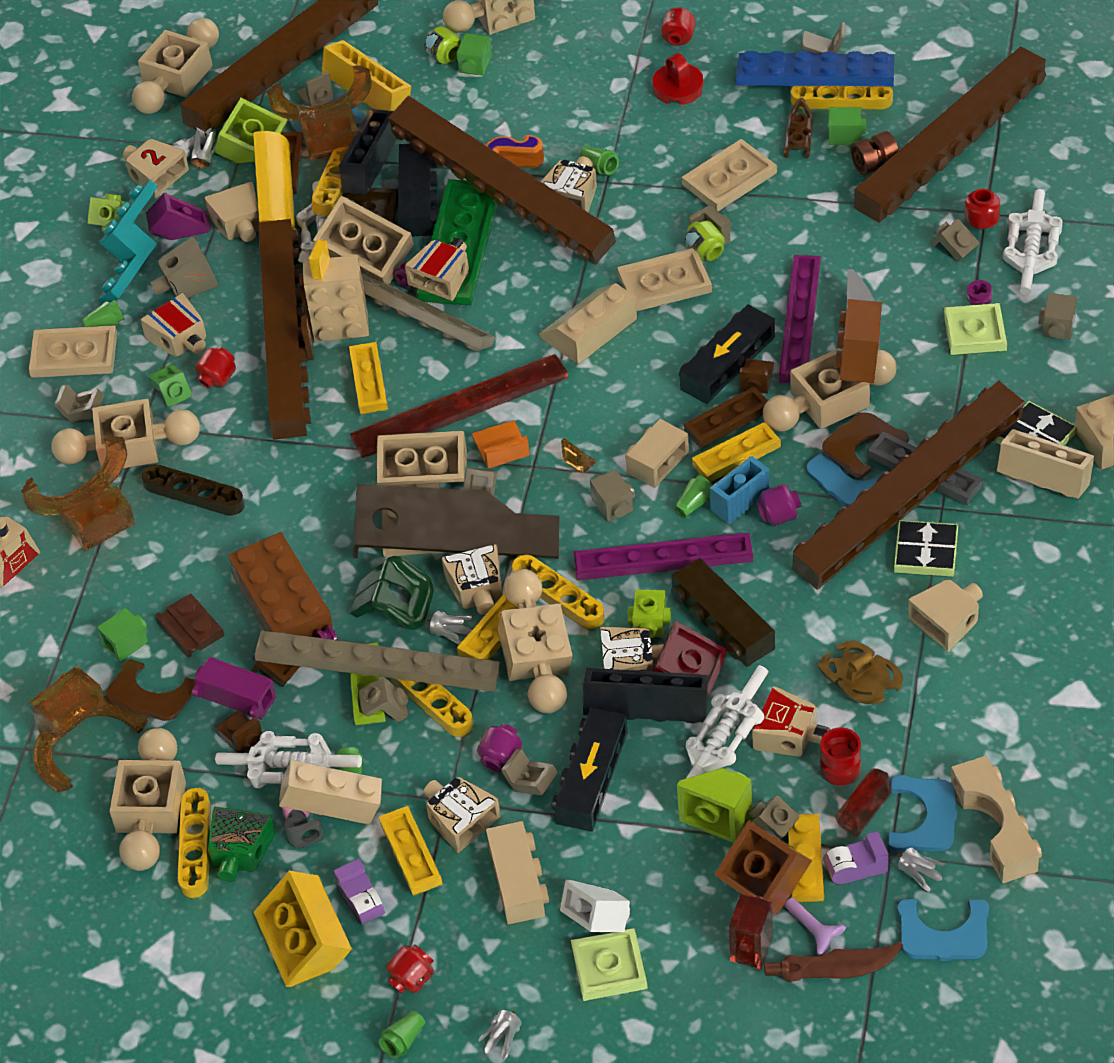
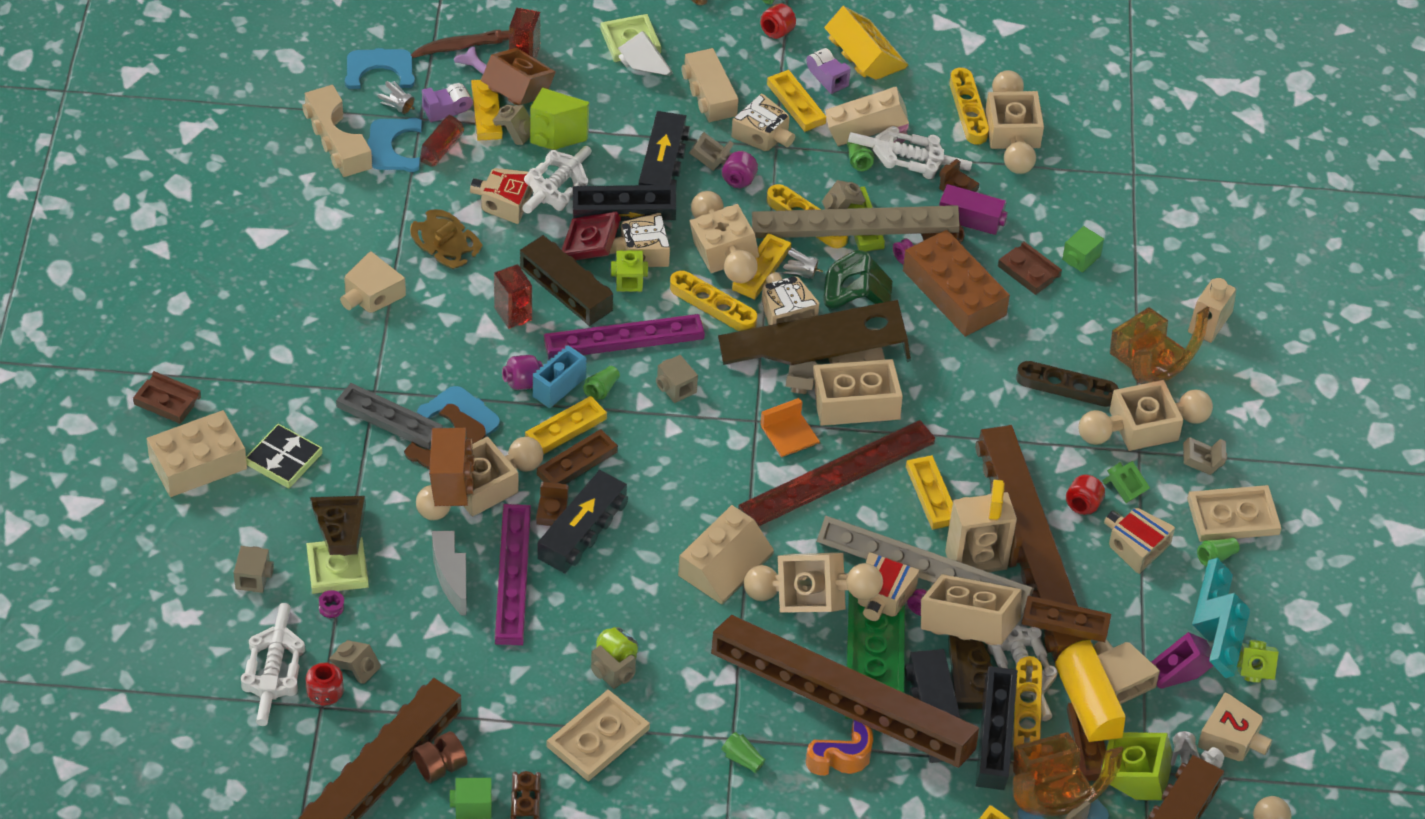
camera: 165 degrees right, 0 degrees up
(61, 710) = (1098, 159): clear orange piece -> none
(129, 695) = (1060, 202): reddish brown piece -> none
(185, 271) = (1148, 589): dark tan torso -> none
(238, 840) = (934, 101): green torso -> none
(276, 227) = (1066, 619): none -> reddish brown plate
(510, 263) = (827, 585): none -> tan brick
(574, 181) = (769, 713): torso -> none
(576, 457) = (714, 420): clear orange slope -> none
(657, 453) = (640, 419): tan brick -> none
(665, 279) = (655, 605): tan plate -> none
(785, 573) = (513, 296): none -> clear red brick
(840, 756) = (460, 164): red wheel -> none
(907, 484) = (401, 383): reddish brown brick -> none
(926, 548) = (389, 347): black tile -> none
(972, 351) = (340, 522): none -> dark brown wing
(1045, 463) = (277, 406): tan brick -> none

